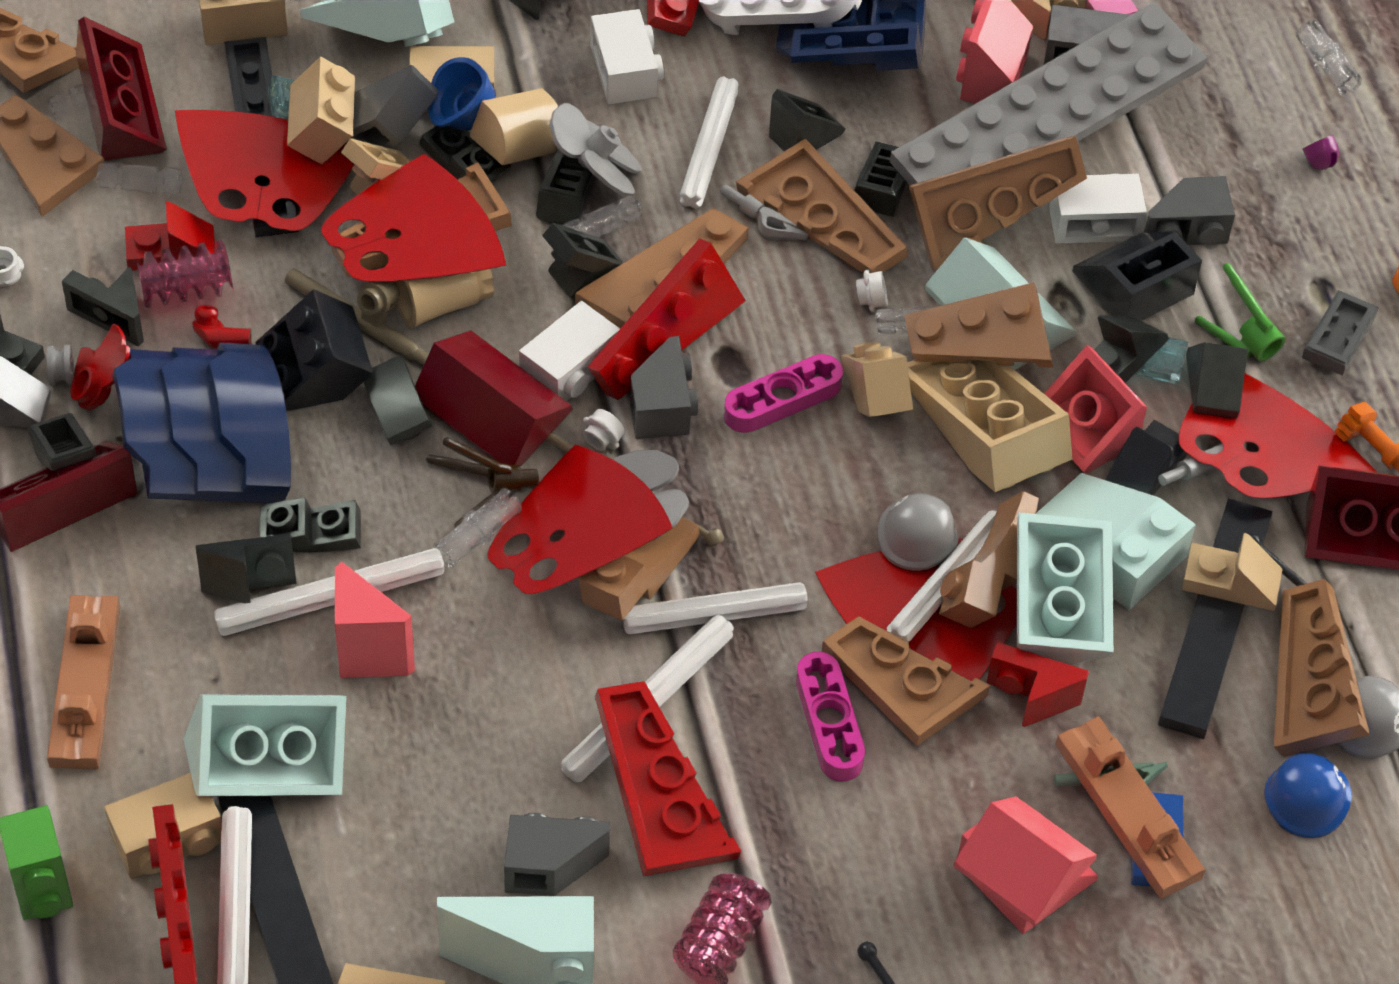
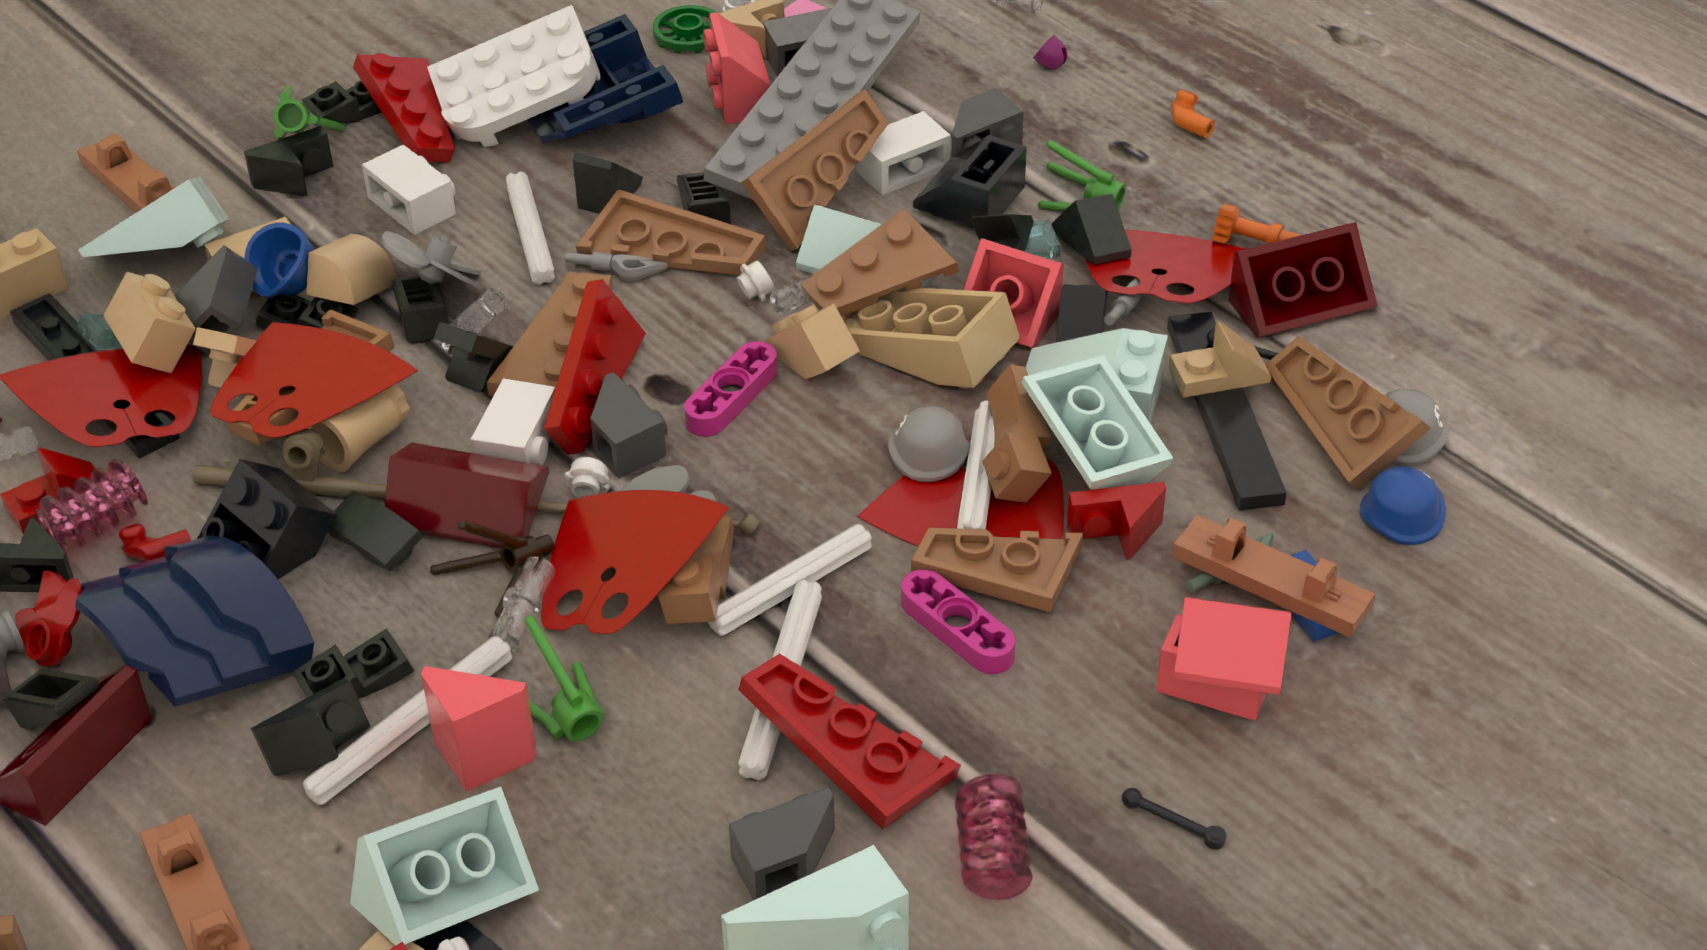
camera: 25 degrees left, 10 degrees down
(459, 649) = (573, 710): none -> bright green plant
(1340, 332) = (1163, 168): dark grey plate -> none

